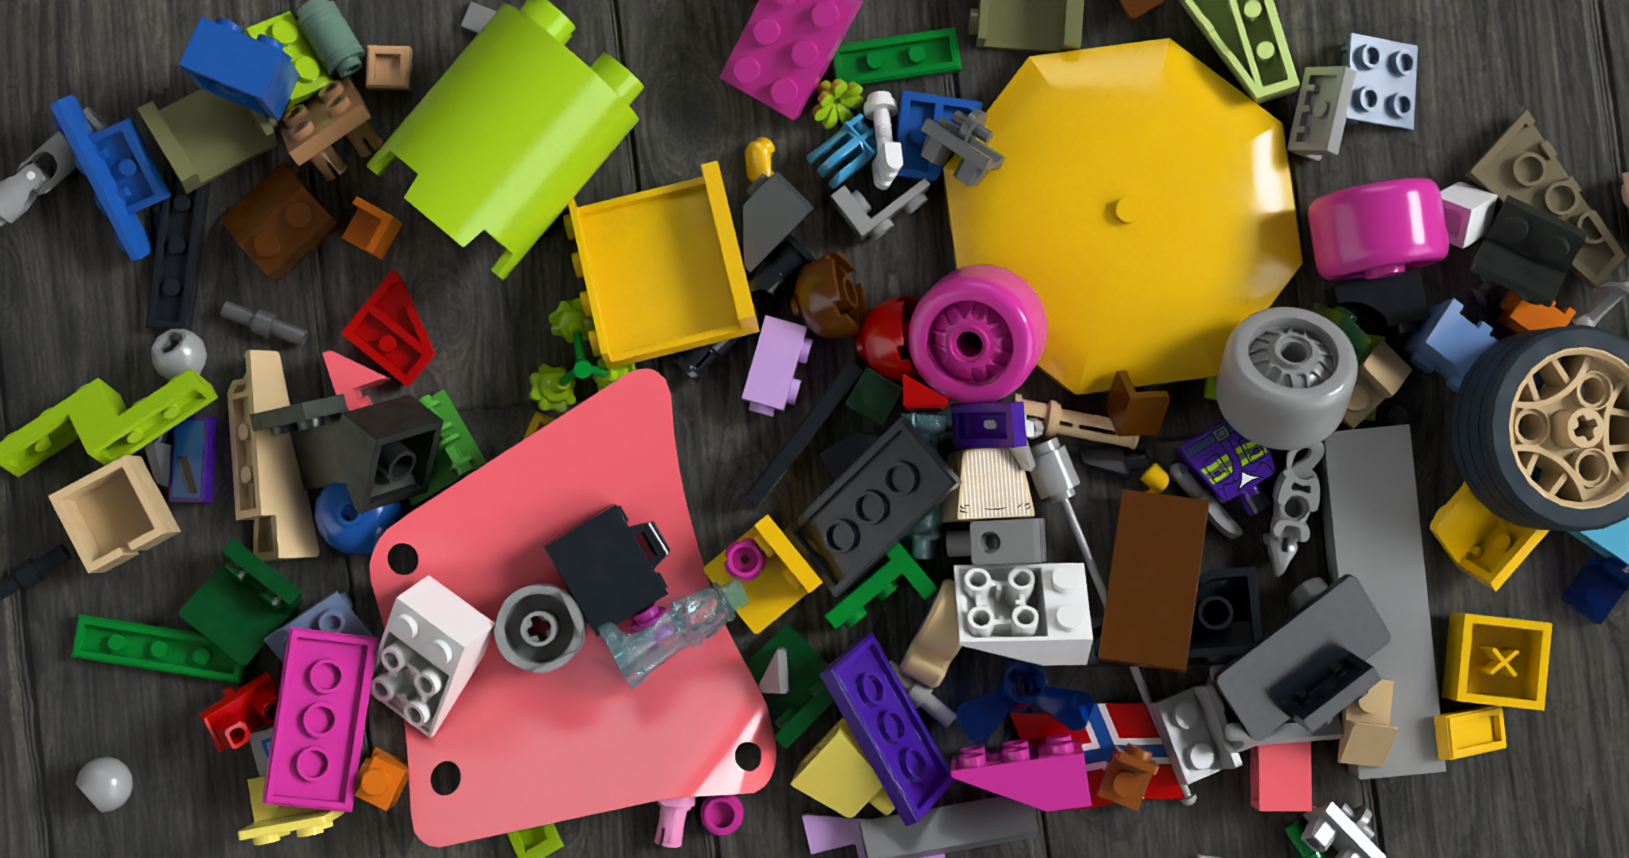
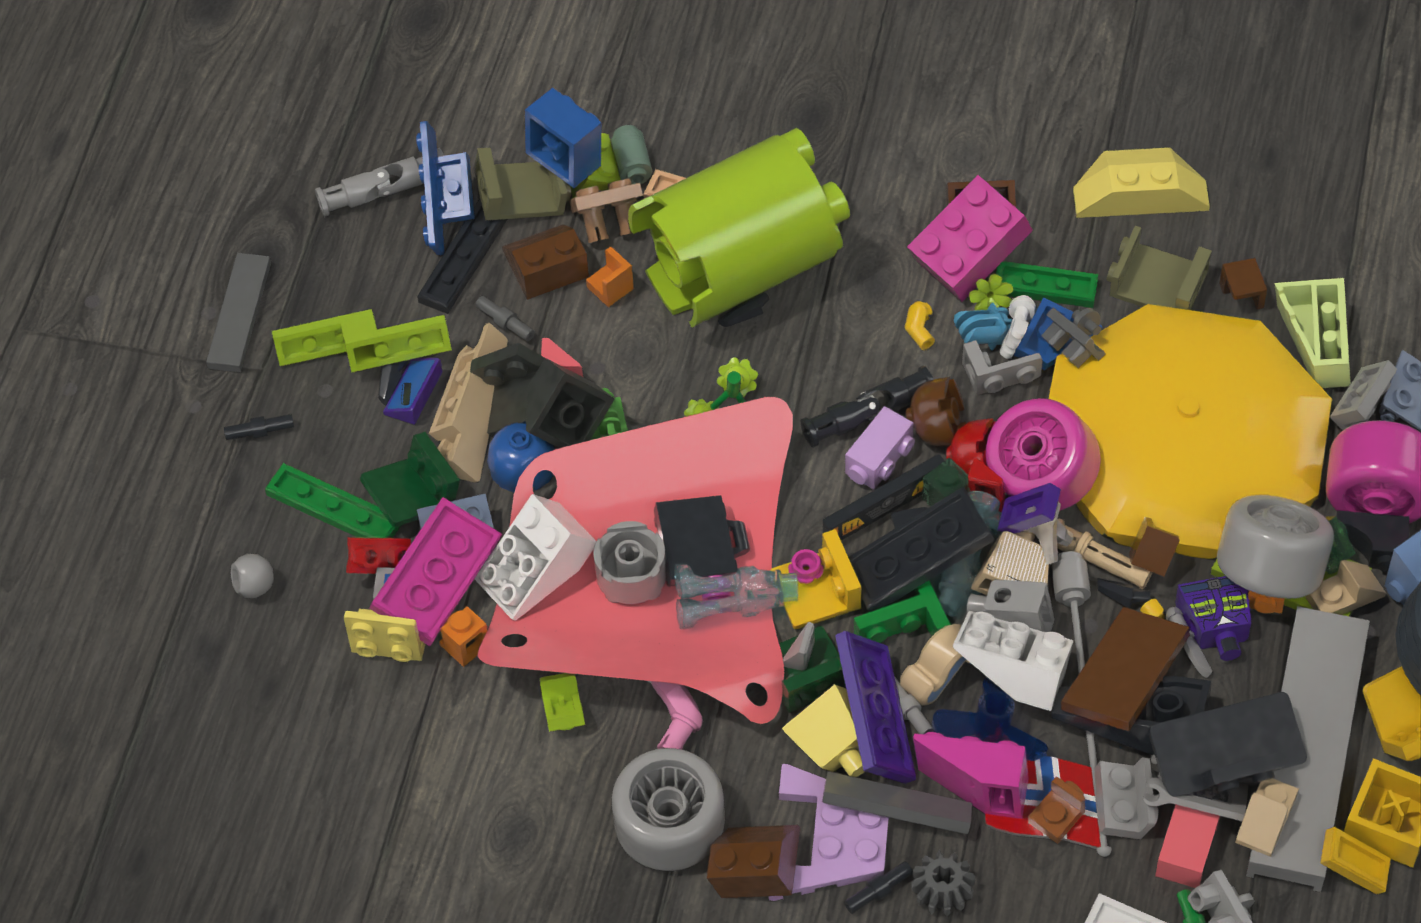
camera: 25 degrees right, 30 degrees down
(114, 514) = (343, 398): tan piece -> none
(178, 352) = (436, 307): light grey piece -> none
(392, 331) = (597, 347): red wing -> none
(661, 270) = (817, 357): yellow panel -> none
(722, 814) = (718, 744): dark pink plate -> none
(770, 216) = (911, 346): dark grey slope -> none
(1294, 497) = (1260, 651): light grey animal -> none

